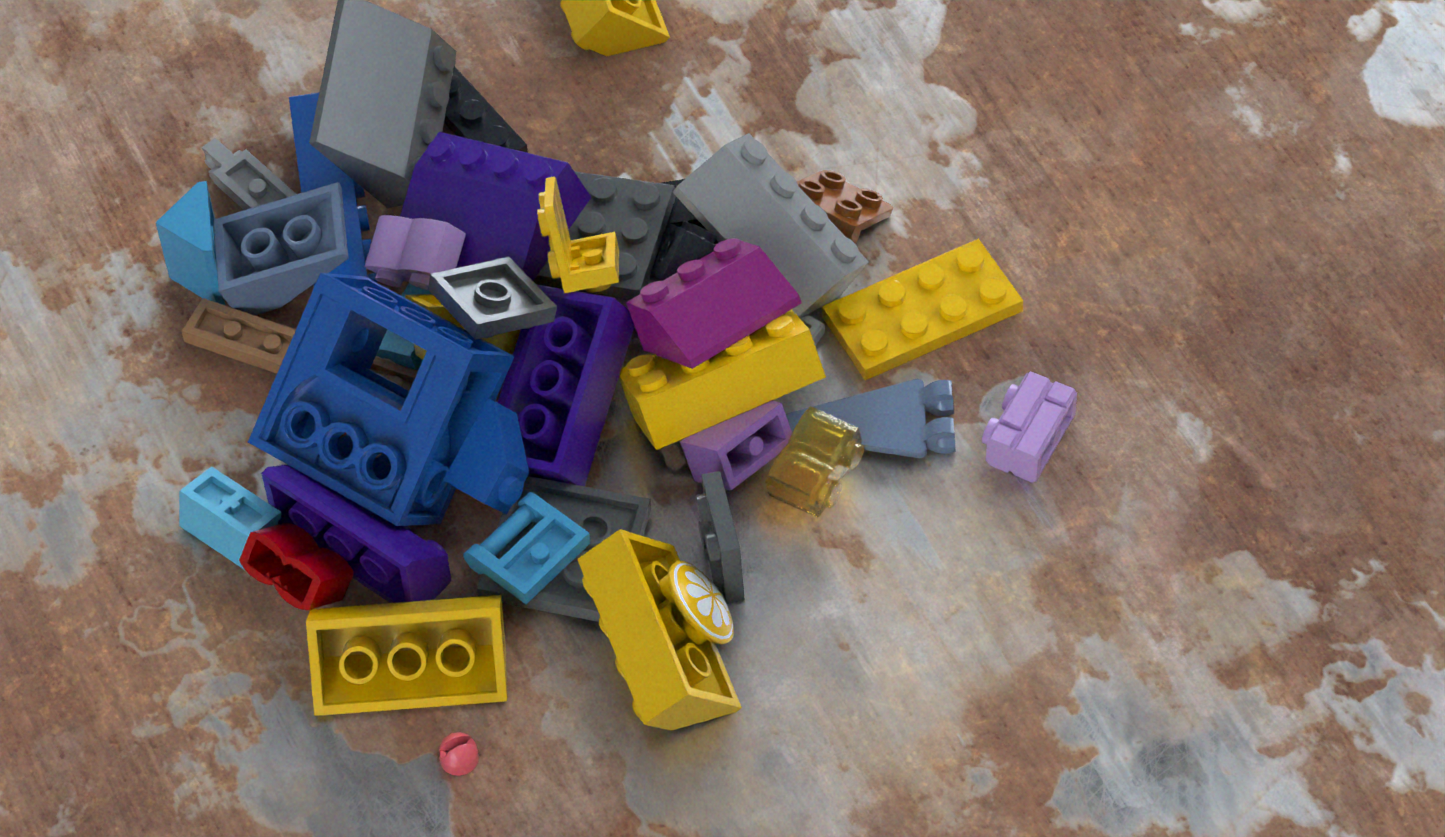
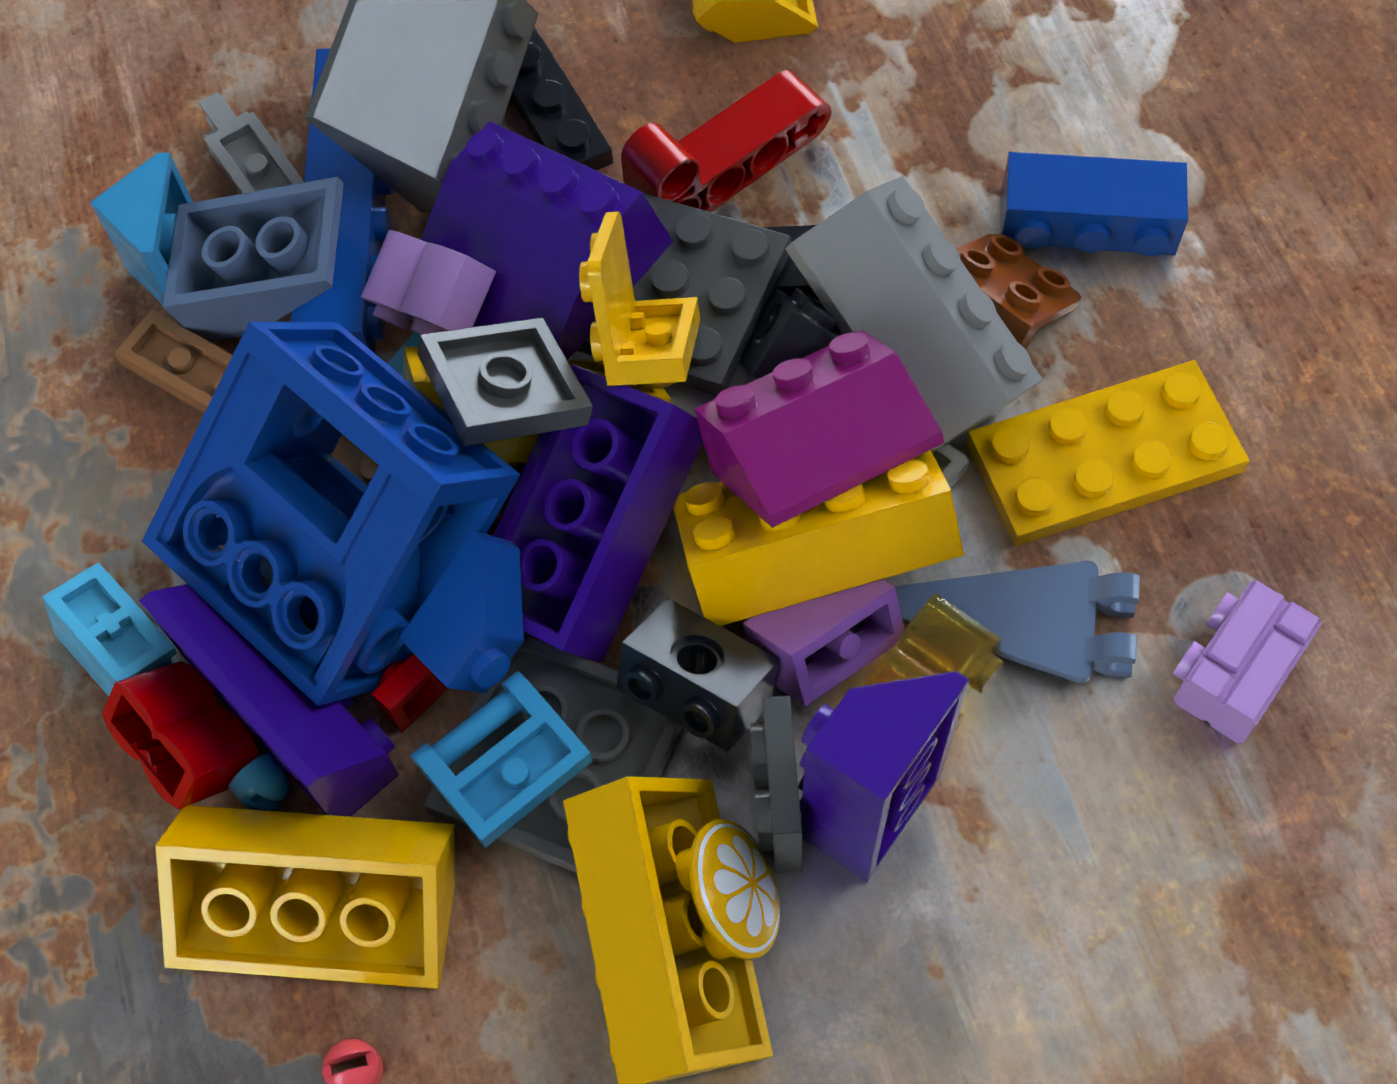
camera: 10 degrees right, 10 degrees up
(357, 591) = (261, 784): none -> dark azure hinge
(452, 520) = (407, 691): none -> red plate
(619, 130) = (727, 149): none -> red beam
(652, 477) = (696, 673): none -> black brick
(783, 505) = (875, 765): none -> dark purple slope
(893, 140) = (1094, 203): none -> blue brick

